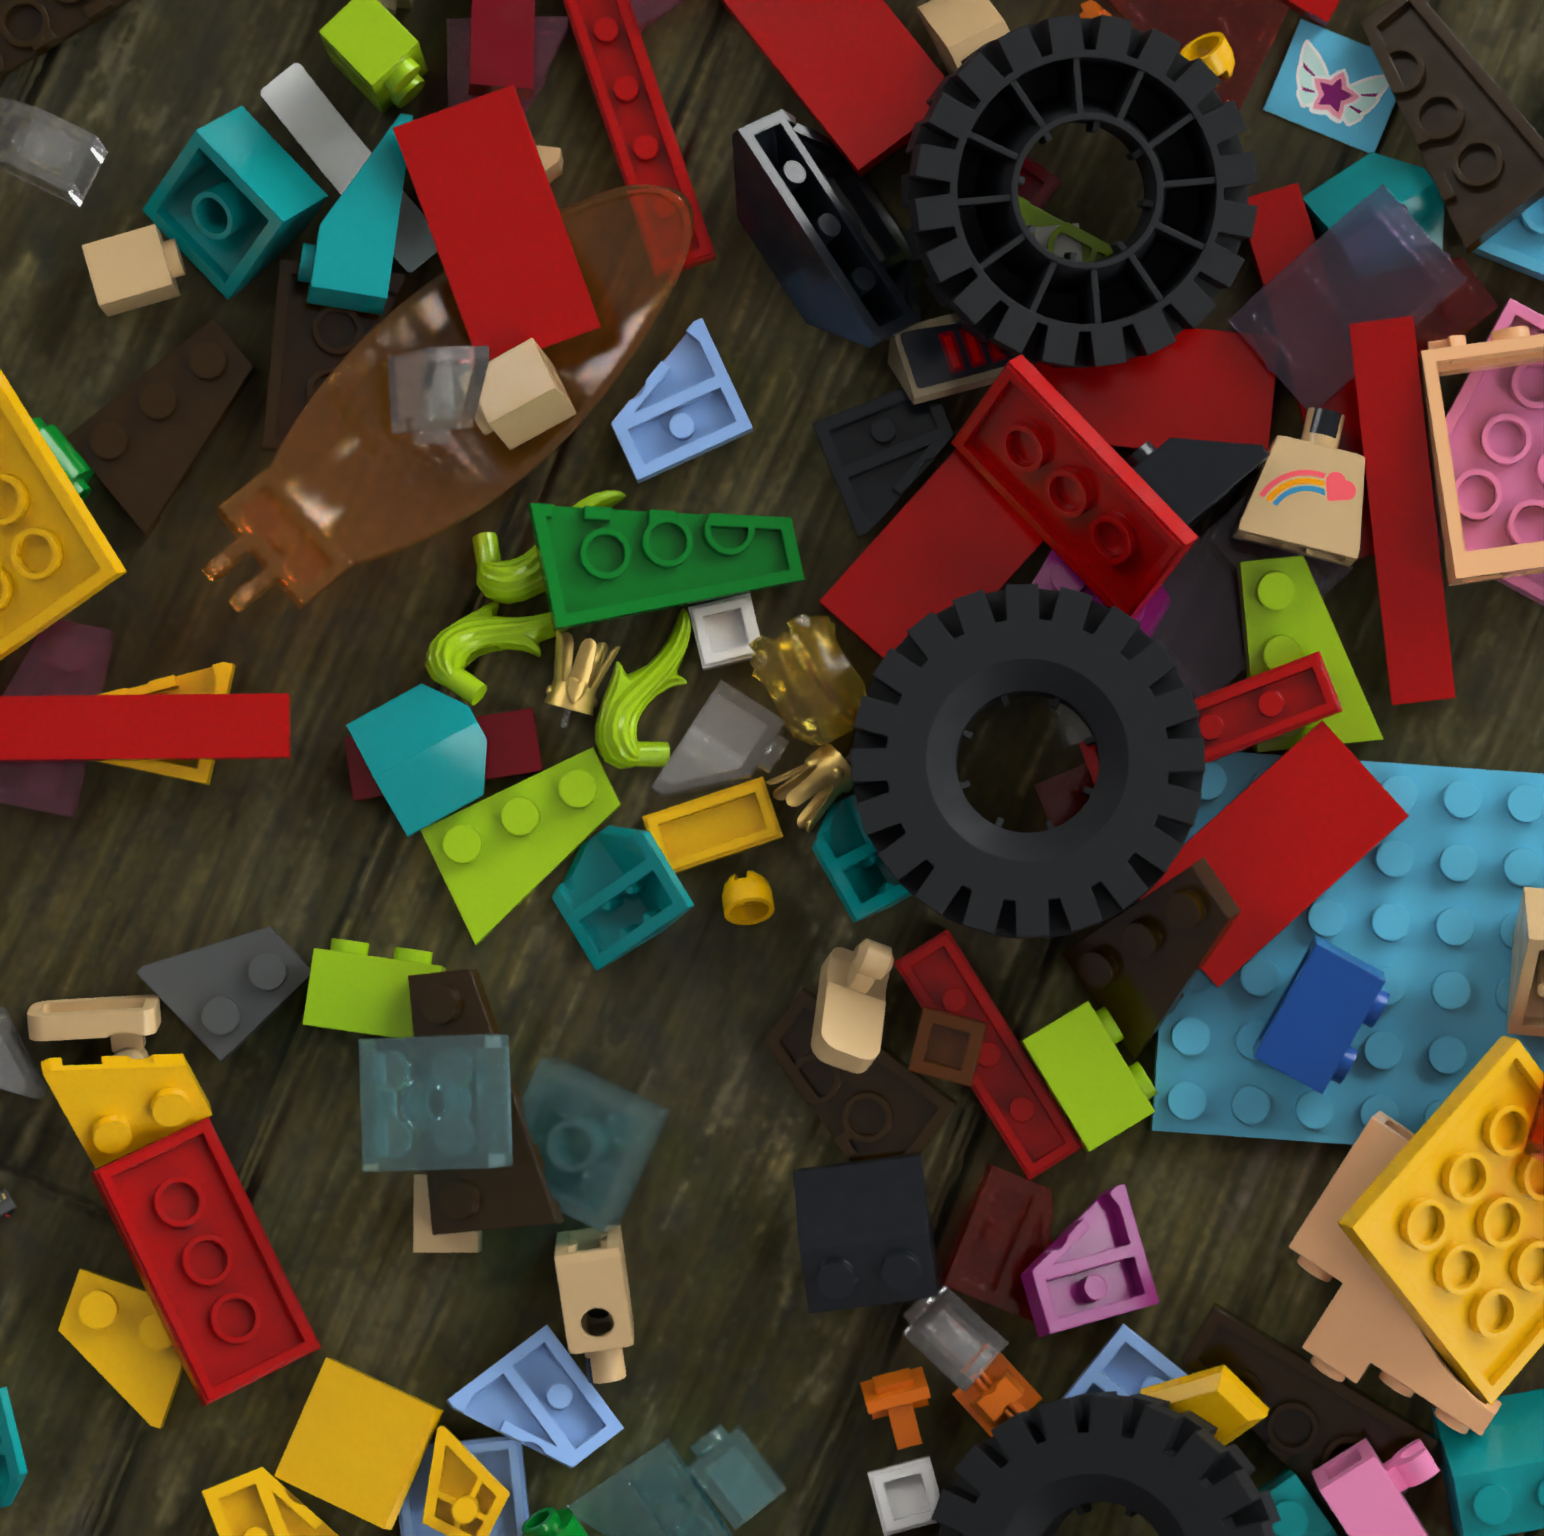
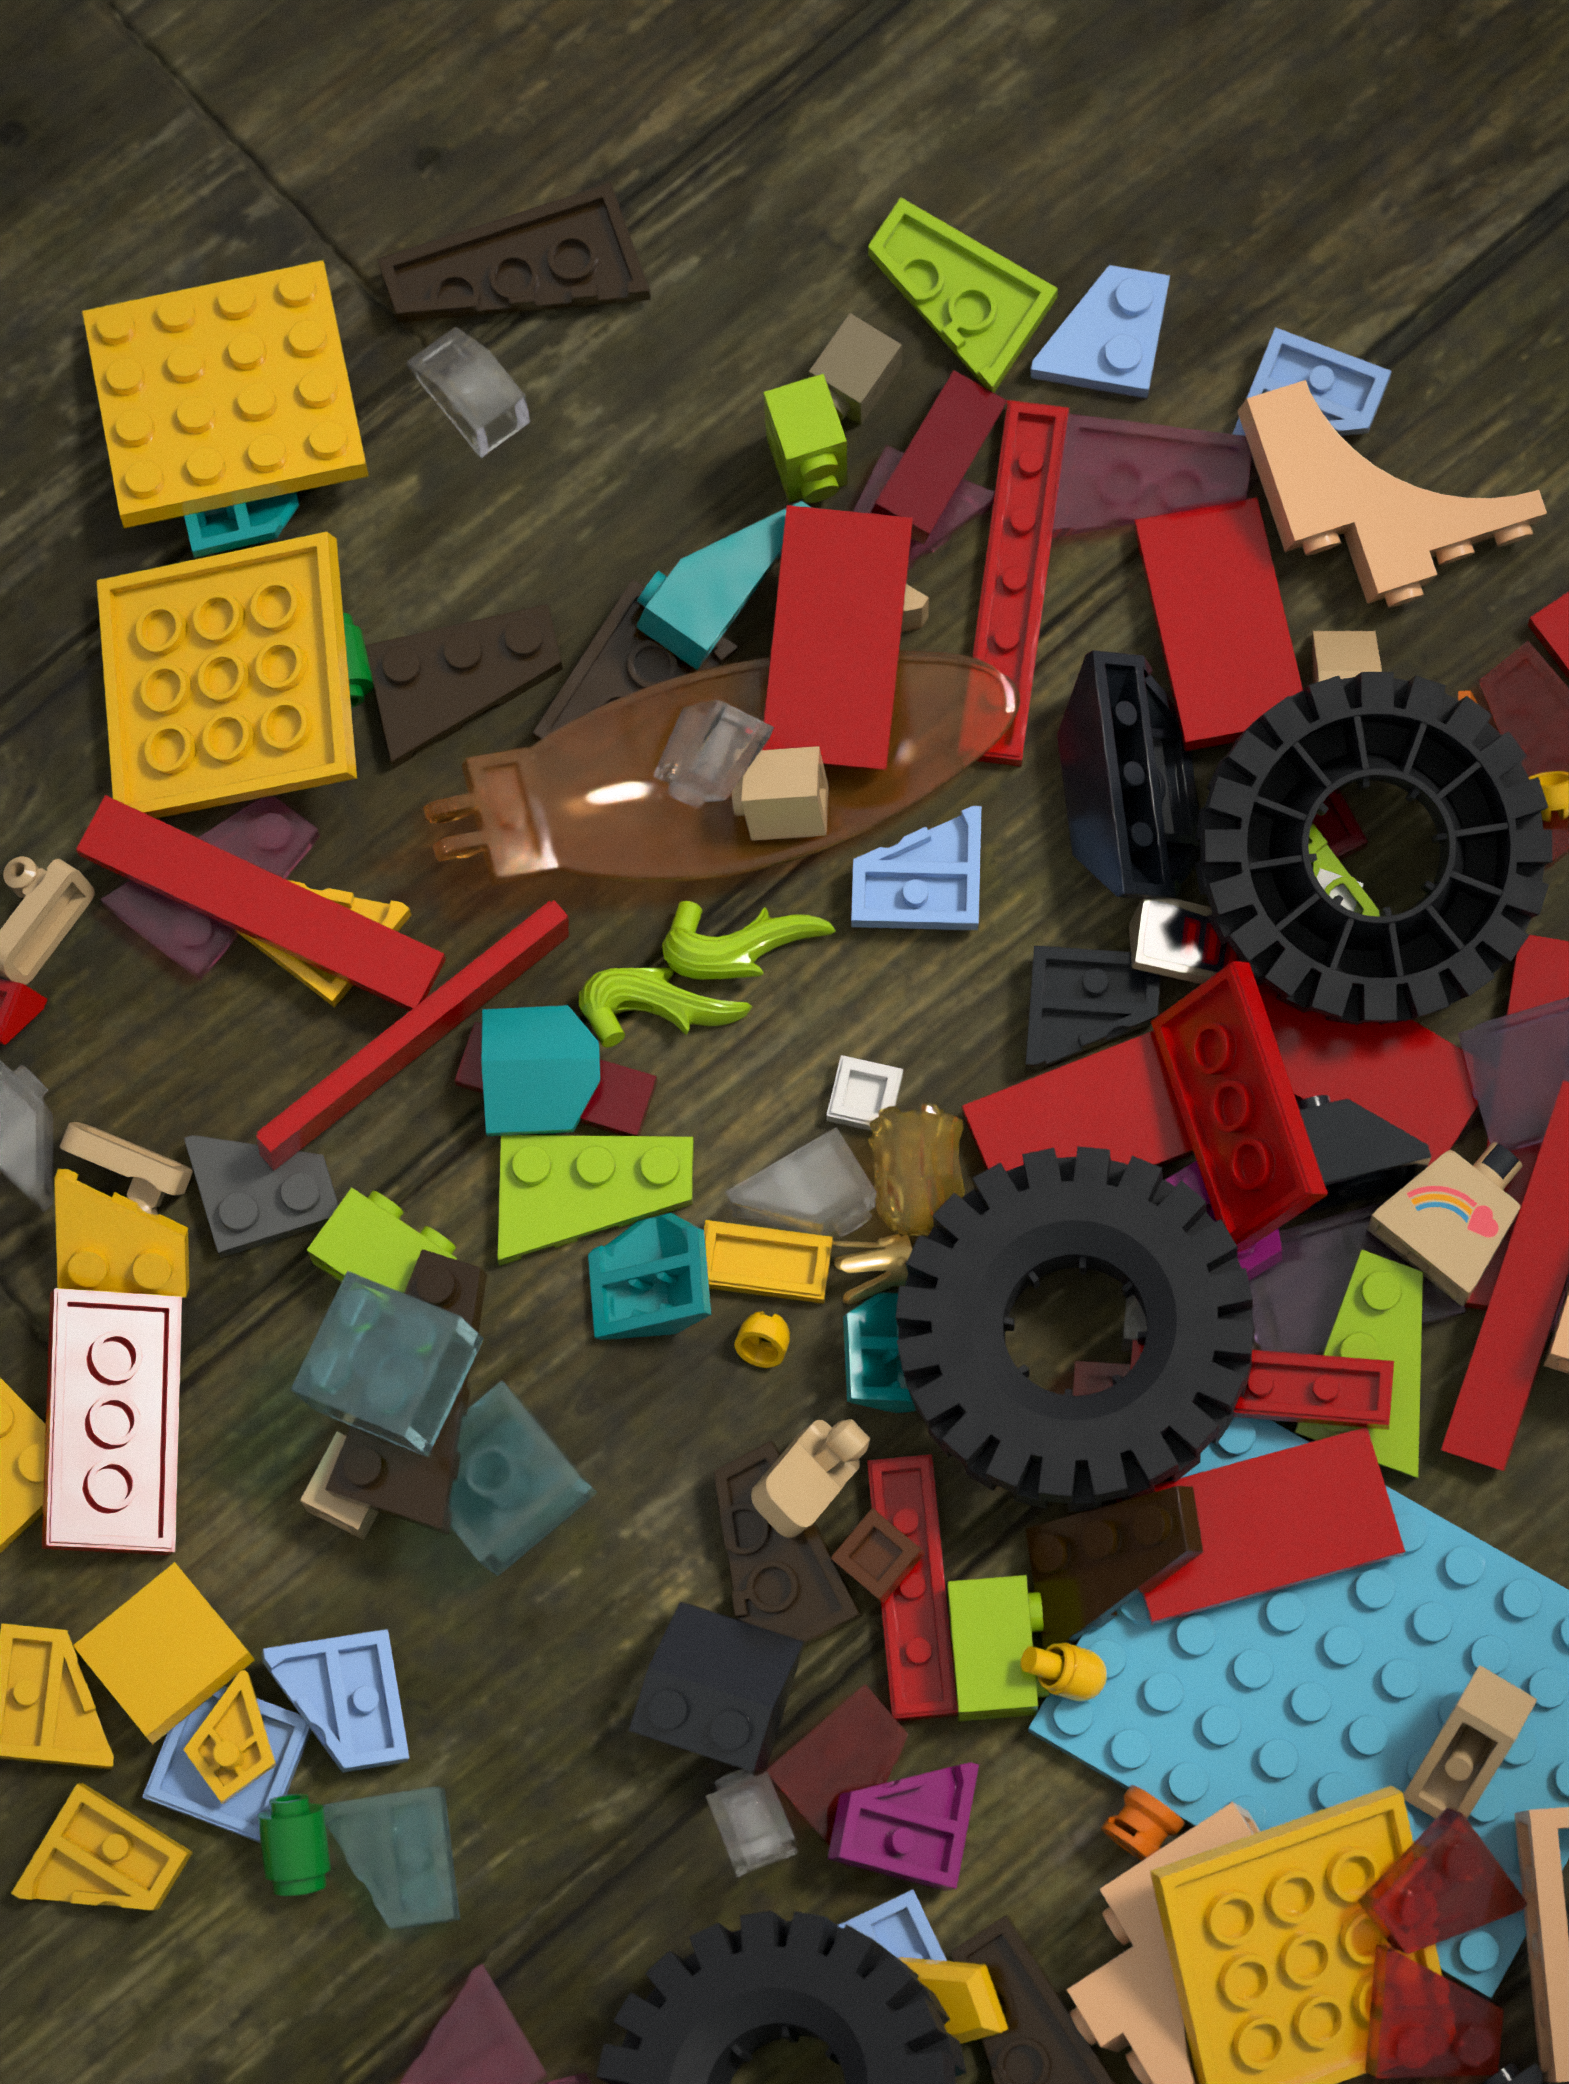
camera: 30 degrees right, 10 degrees down
(133, 269) = (499, 529): tan brick -> none
(234, 200) = (618, 511): teal slope -> none
(296, 779) = (412, 1034): none -> red tile
(340, 153) = (730, 509): white sticker -> none
(577, 685) = (709, 1066): pearl gold piece -> none
(589, 1277) = (457, 1601): tan torso -> none
(629, 696) = (749, 1106): lime piece -> none
(633, 562) = (814, 991): green wing -> none
(734, 1474) = (488, 1850): clear light blue brick -> none
(897, 1396) = (671, 1856): orange brick -> none
(905, 1495) = (632, 1949): white tile -> none
(997, 1395) = (763, 1891): orange brick -> none
(1165, 1068) = (1066, 1670): none -> yellow cylinder
(1293, 1160) = (1142, 1824): none -> orange wheel
(1321, 1015) = (1233, 1690): blue brick -> none

